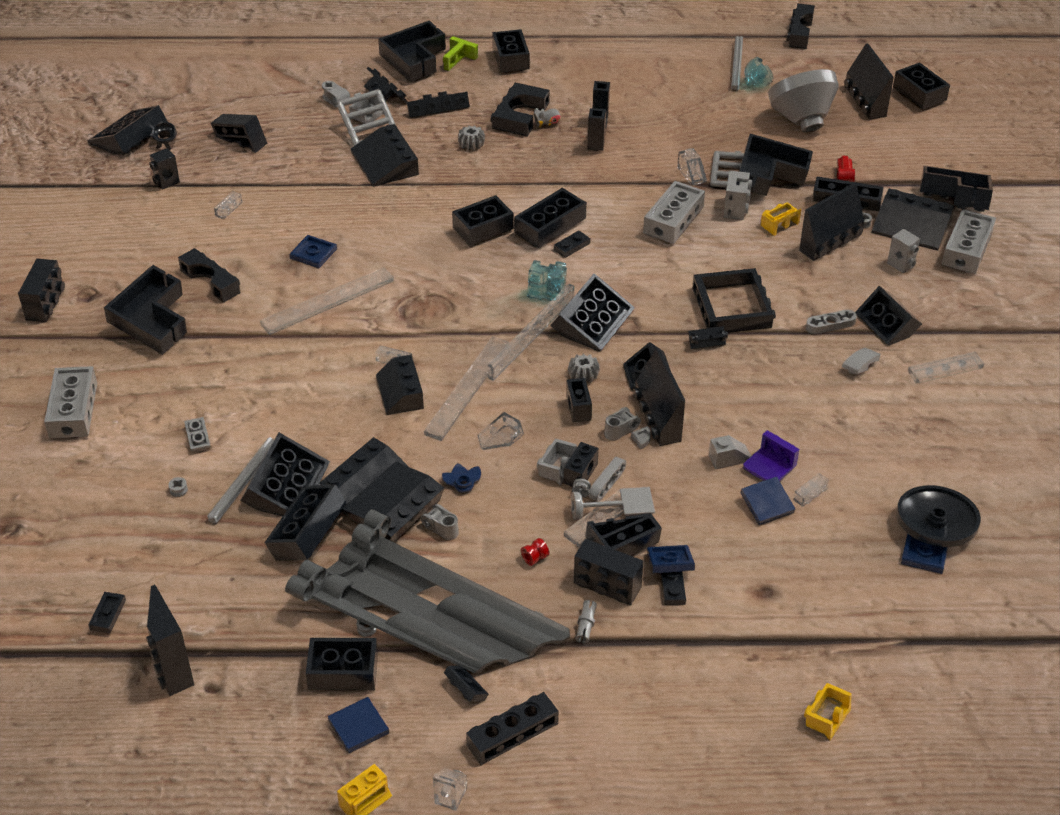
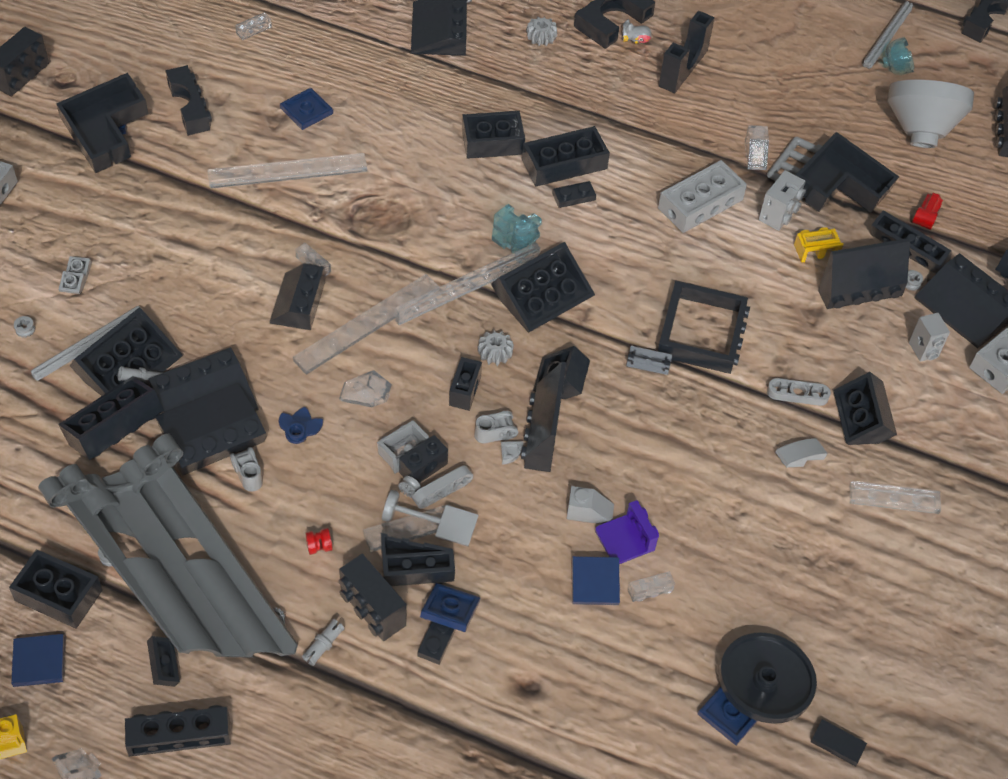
camera: 20 degrees right, 10 degrees up
(296, 486) = (141, 374): none -> light grey pin
(1014, 542) = (838, 742): none -> black tile

